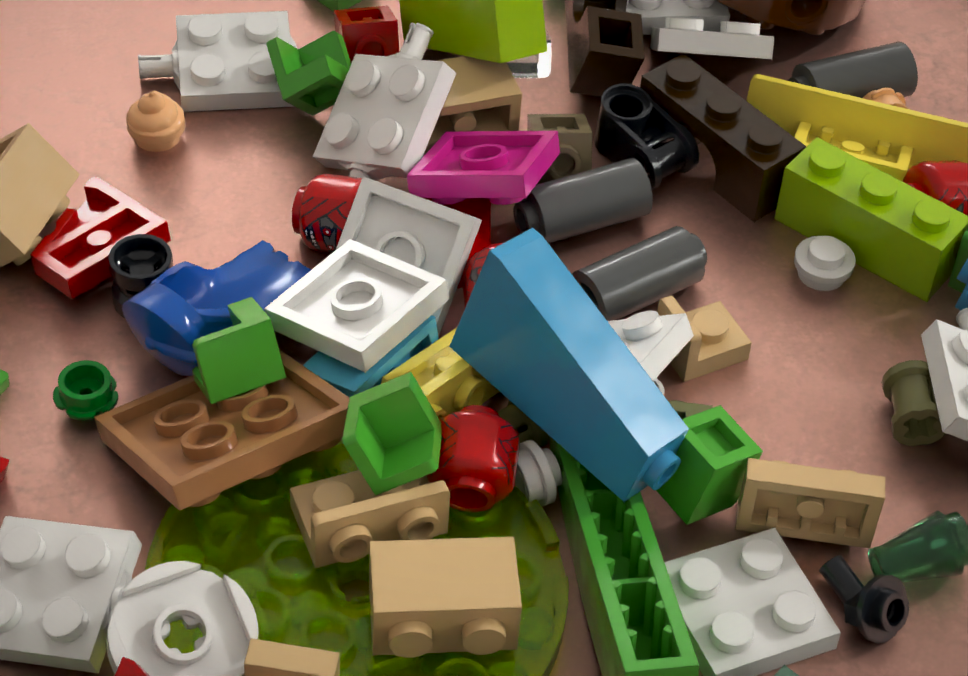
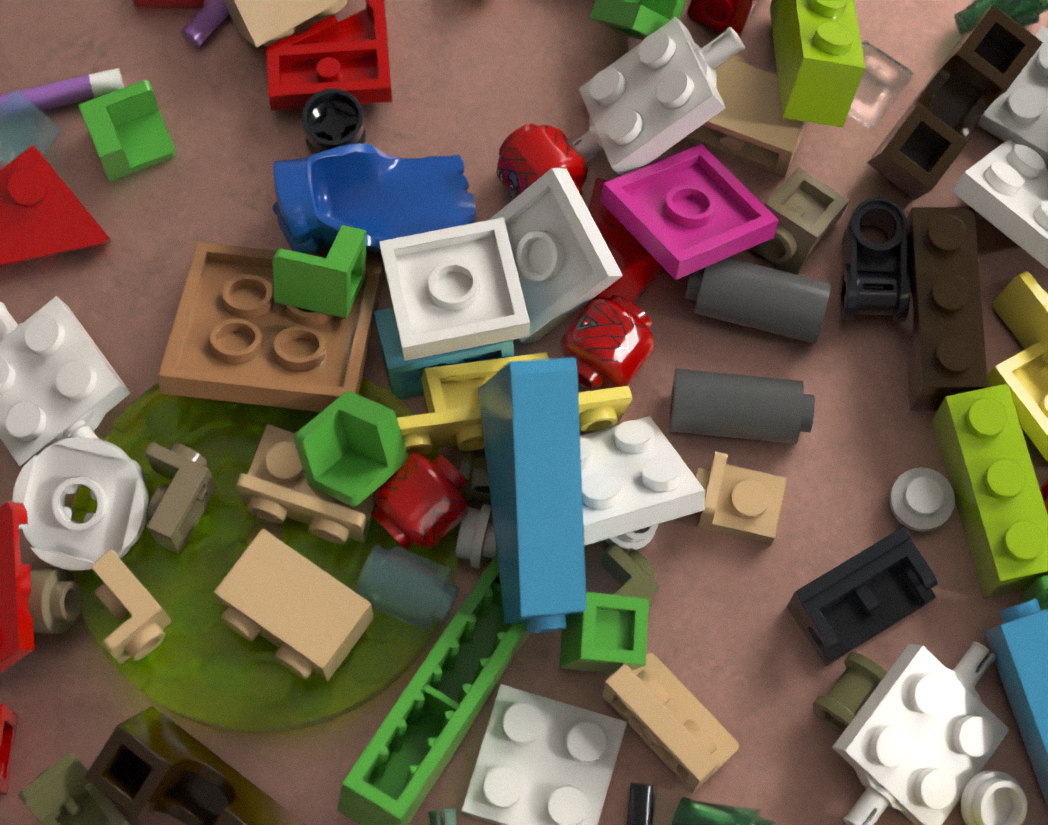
camera: 40 degrees right, 25 degrees up
(85, 390) = (213, 195): green plate -> none
(262, 569) = (178, 507): none -> dark tan bracket
(532, 515) = (408, 586): none -> clear light blue brick
(851, 340) = (863, 596): none -> black hinge

